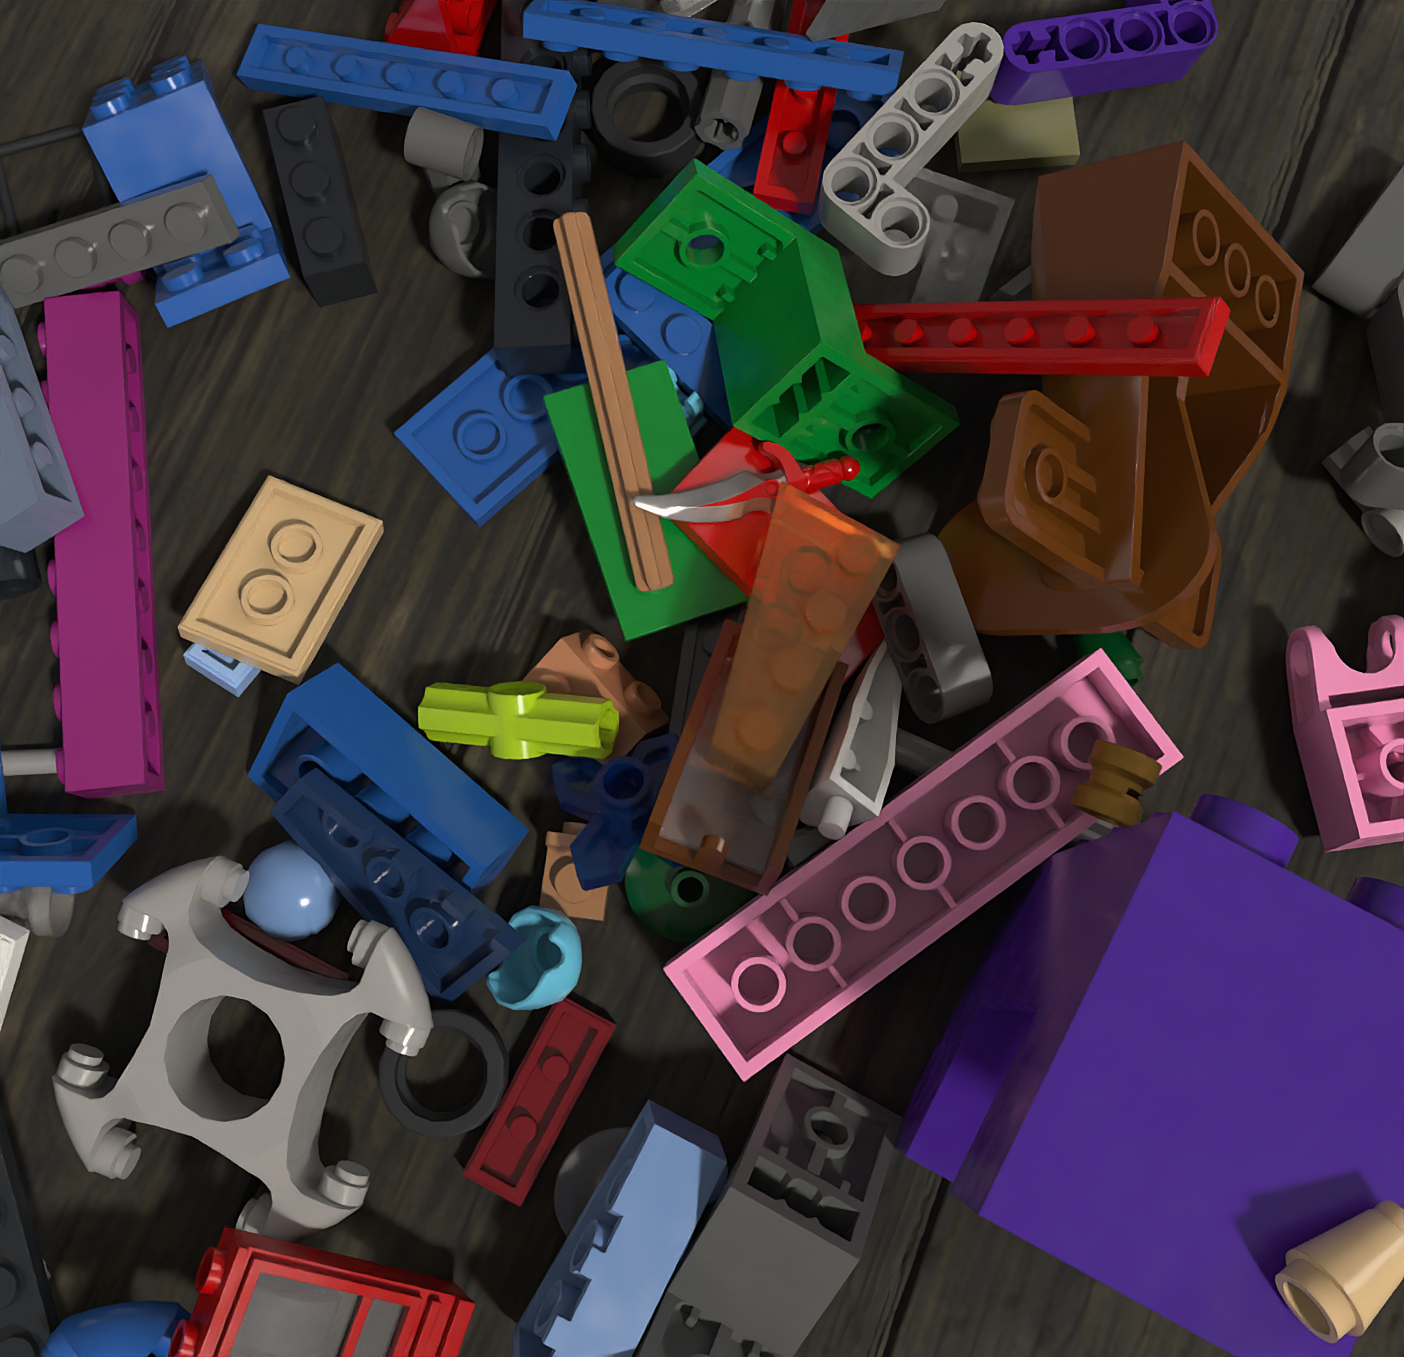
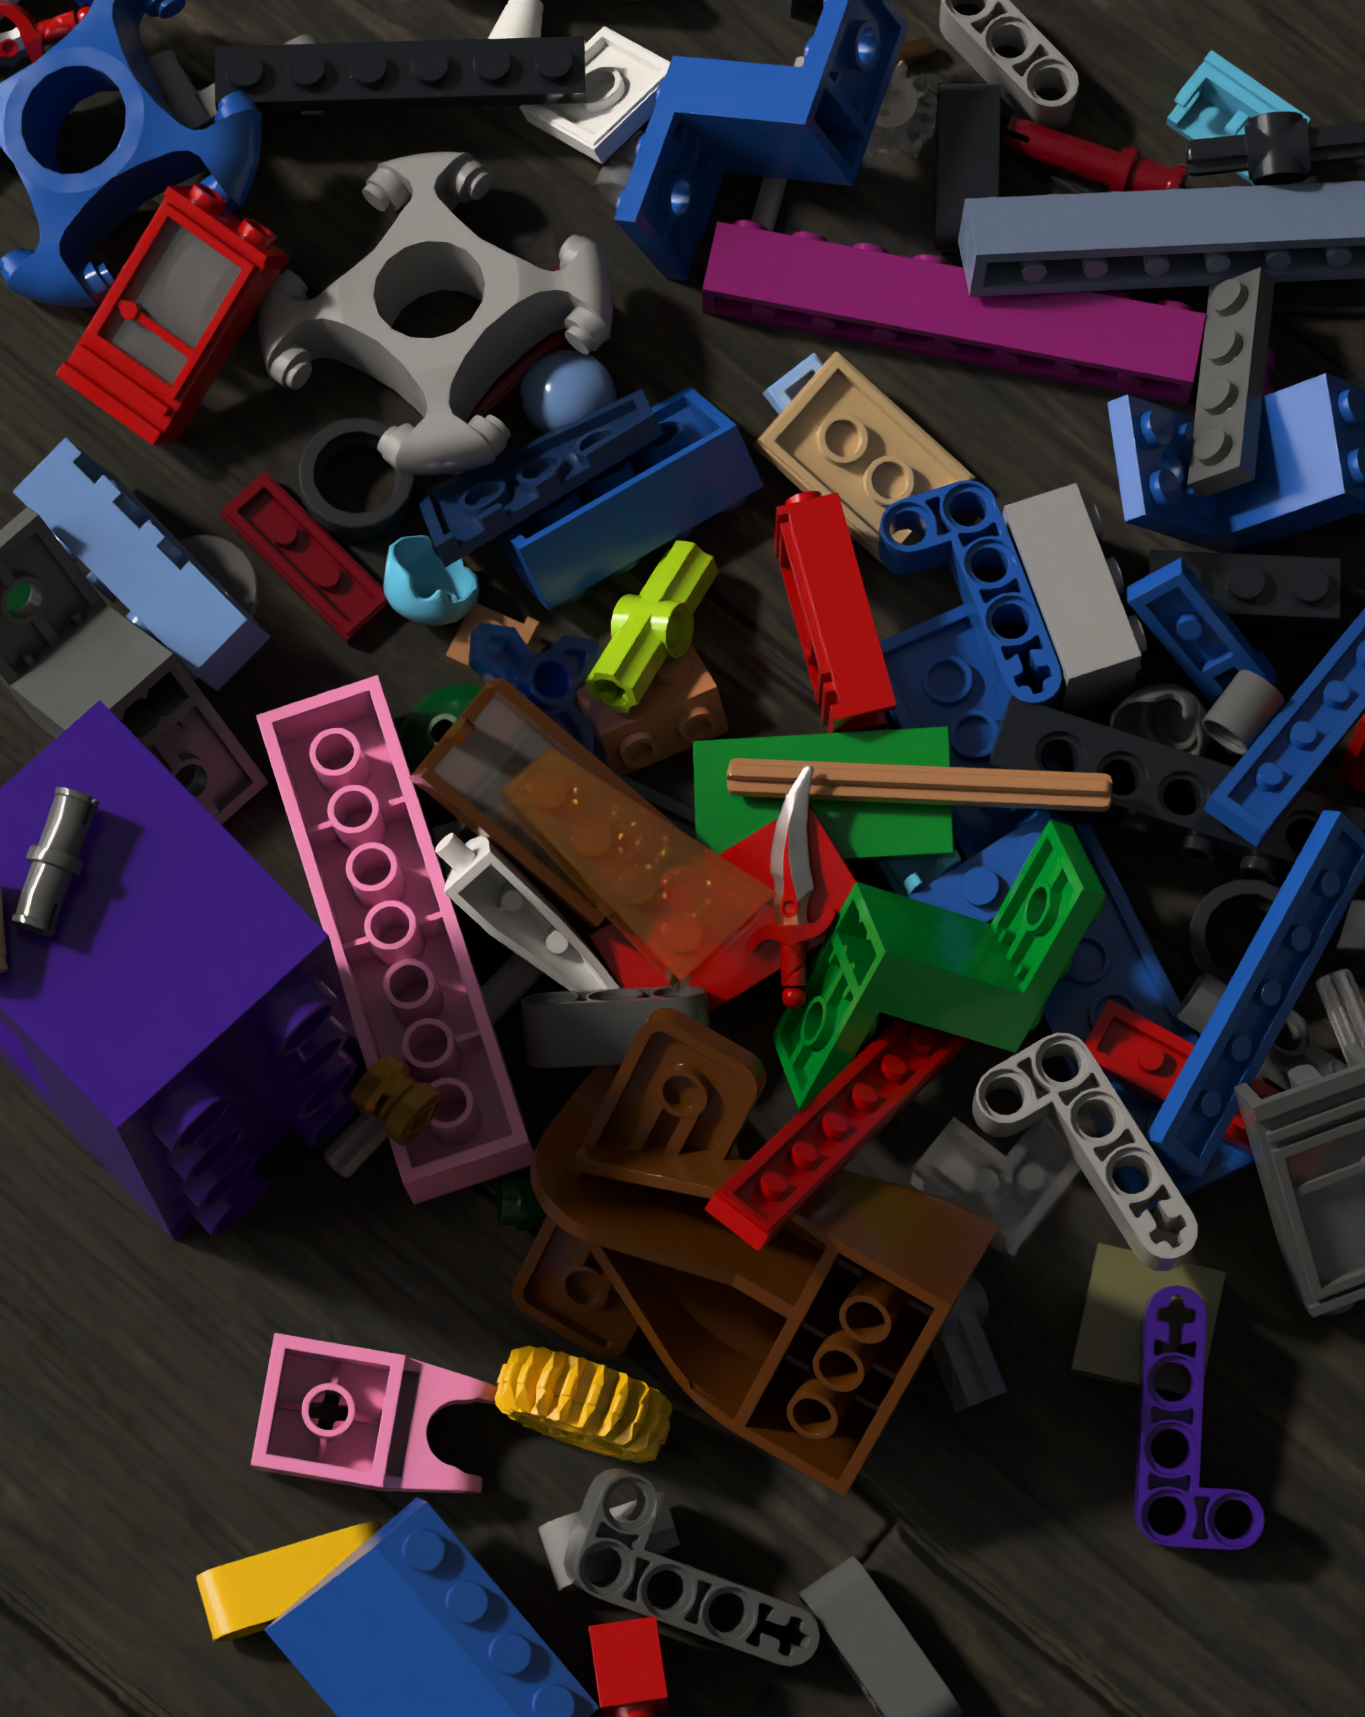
camera: 110 degrees right, 5 degrees down
(373, 210) = (1195, 629): none -> blue plate
(374, 337) = (1077, 596): none -> light grey brick
(404, 415) = (984, 602): none -> blue beam
(460, 545) = (832, 614): none -> red door
(1231, 1190) = (54, 861): none -> dark grey pin
(1295, 539) = (583, 1404): none -> yellow gear

